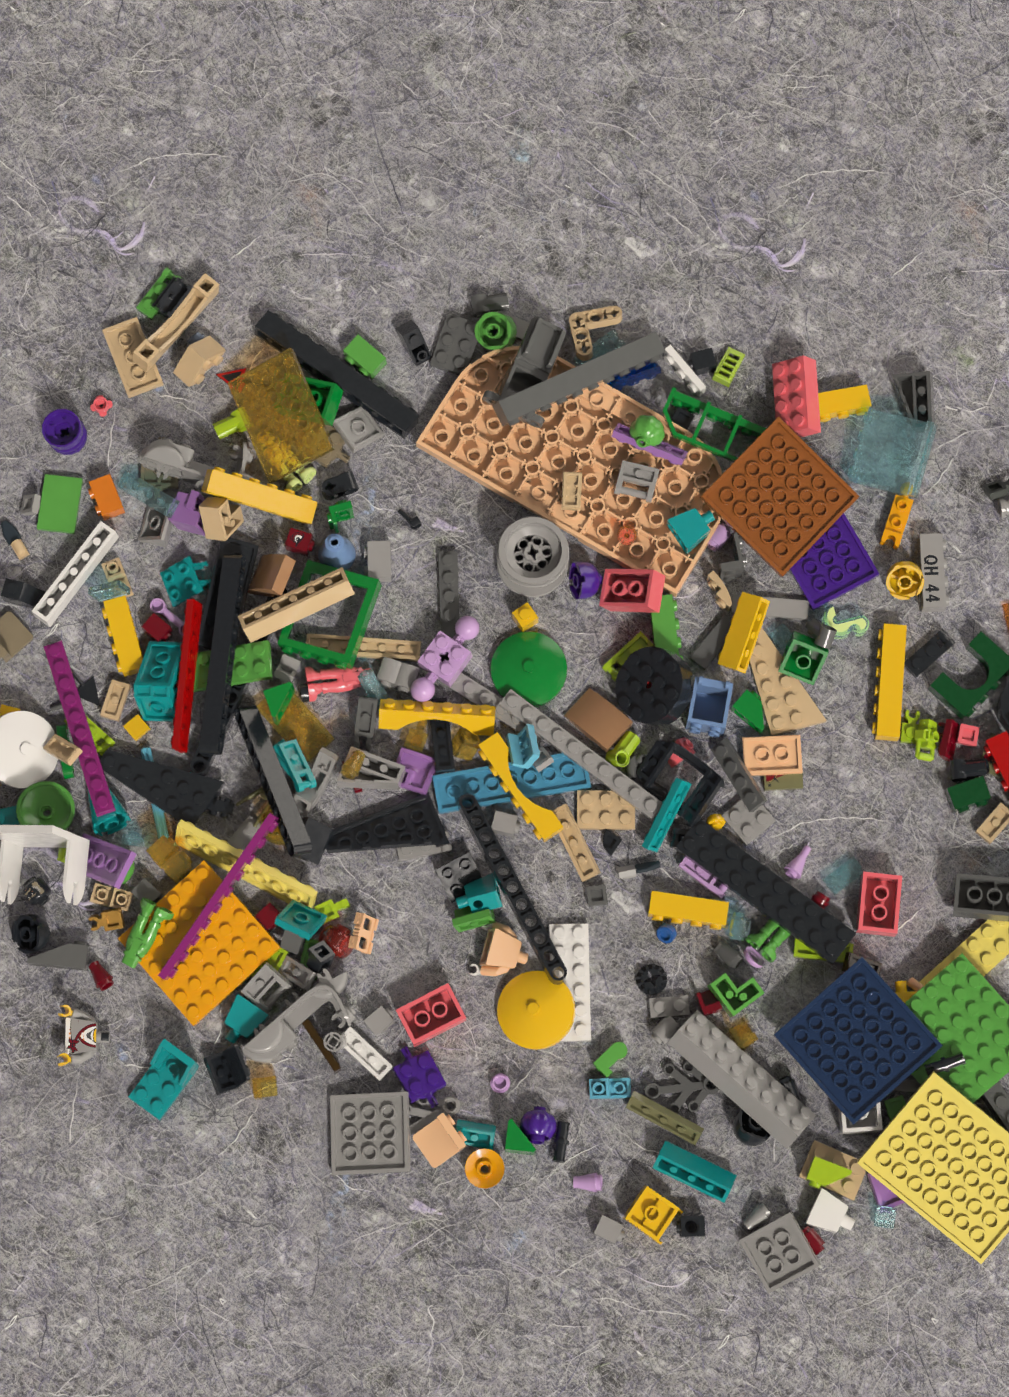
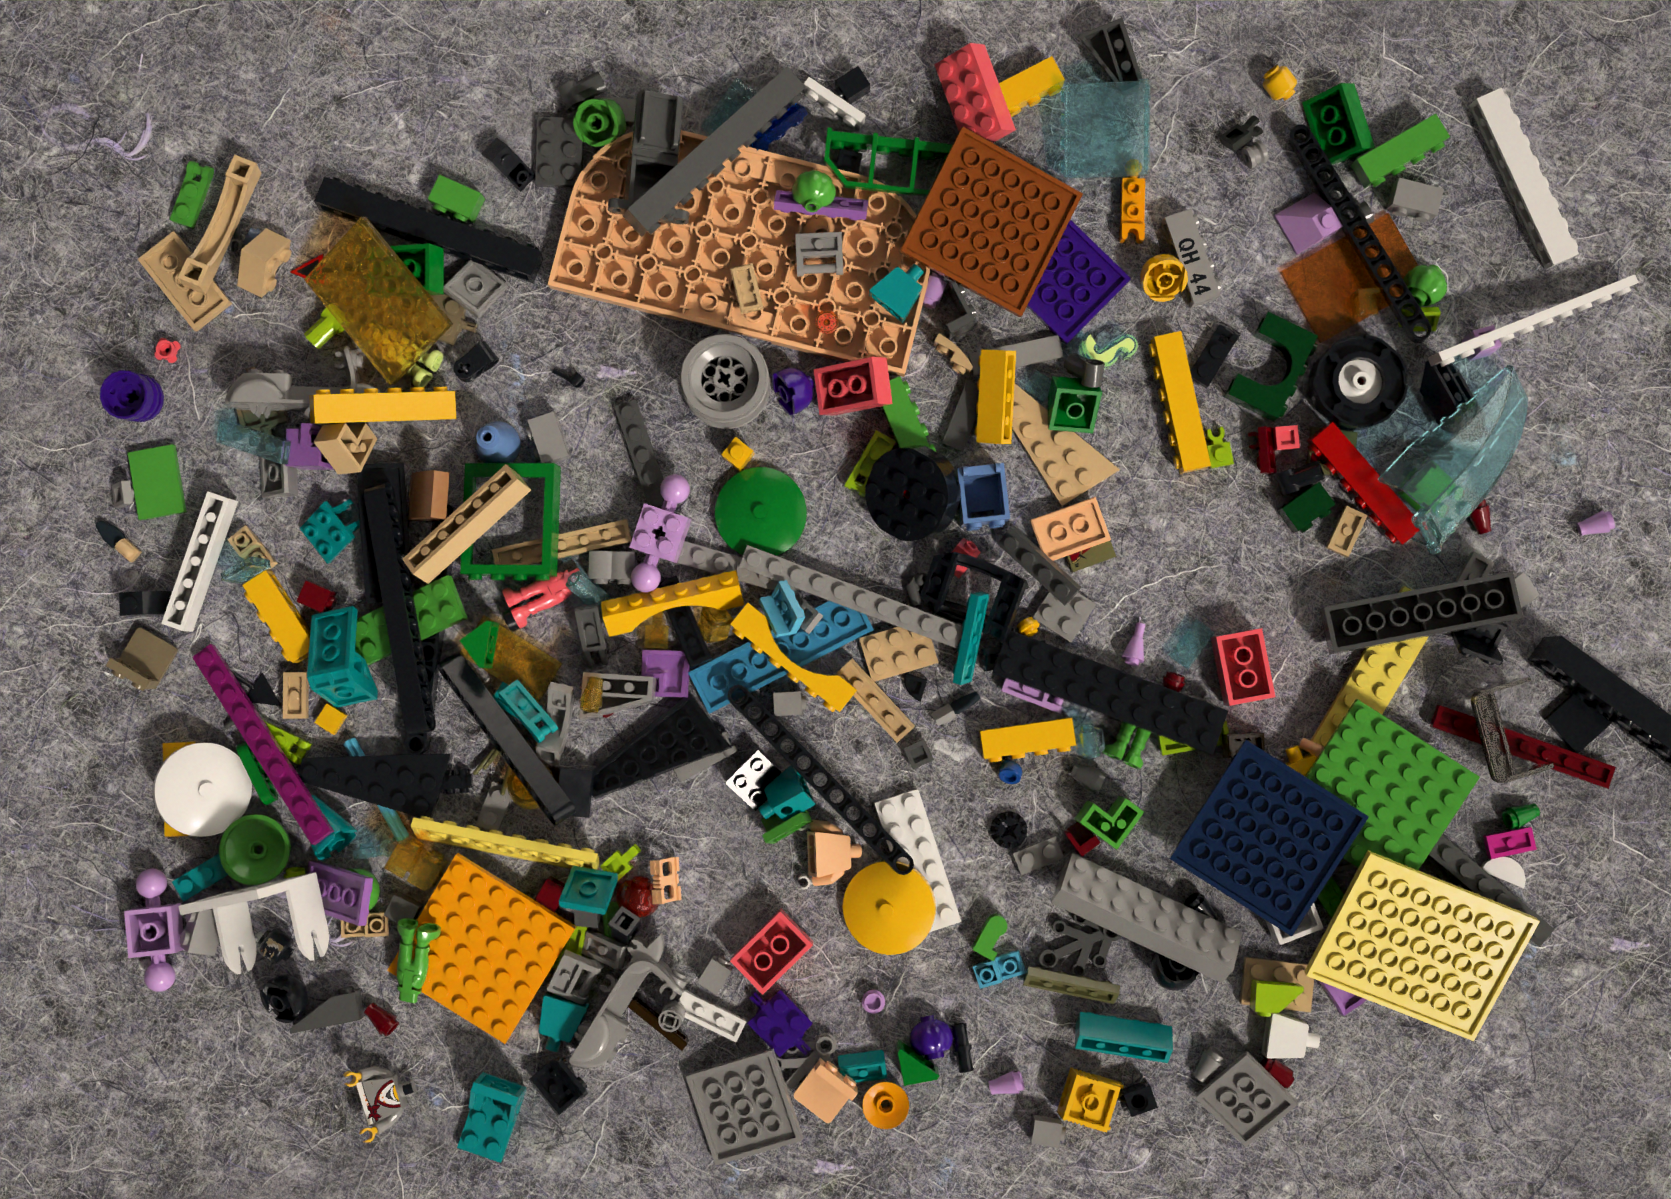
camera: 15 degrees left, 10 degrees up
(62, 749) = (250, 777): tan plate -> none
(106, 496) = (207, 458): orange brick -> none
(110, 919) = (370, 951): pearl gold plate -> none
(160, 607) = (312, 569): lavender bar -> none
(171, 297) = (205, 195): black hinge -> none
(187, 672) = (366, 646): red plate -> none
(224, 890) = (489, 886): magenta plate -> none
(264, 1087) = (608, 1090): clear yellow panel -> none
(287, 668) = (481, 598): light grey bracket -> none
(299, 542) = (449, 444): dark red brick -> none
(339, 512) = (484, 395): green bracket -> none
(586, 324) = (703, 81): tan beam -> none
(598, 719) = (858, 548): medium nougat slope -> none
(623, 750) = (897, 576): lime piece -> none
(664, 1030) = (1042, 885): light grey brick -> none
(723, 379) = (882, 100): lime slope -> none
(743, 1035) = (1131, 863): clear yellow panel -> none
(750, 710) = (1029, 484): green slope -> none
(753, 957) = (1124, 773): lavender piece -> none
(885, 1217) = (1351, 1020): clear light blue tile -> none
(926, 739) = (1240, 458): lime piece -> none
(945, 1064) = (1376, 836): black pin -> none

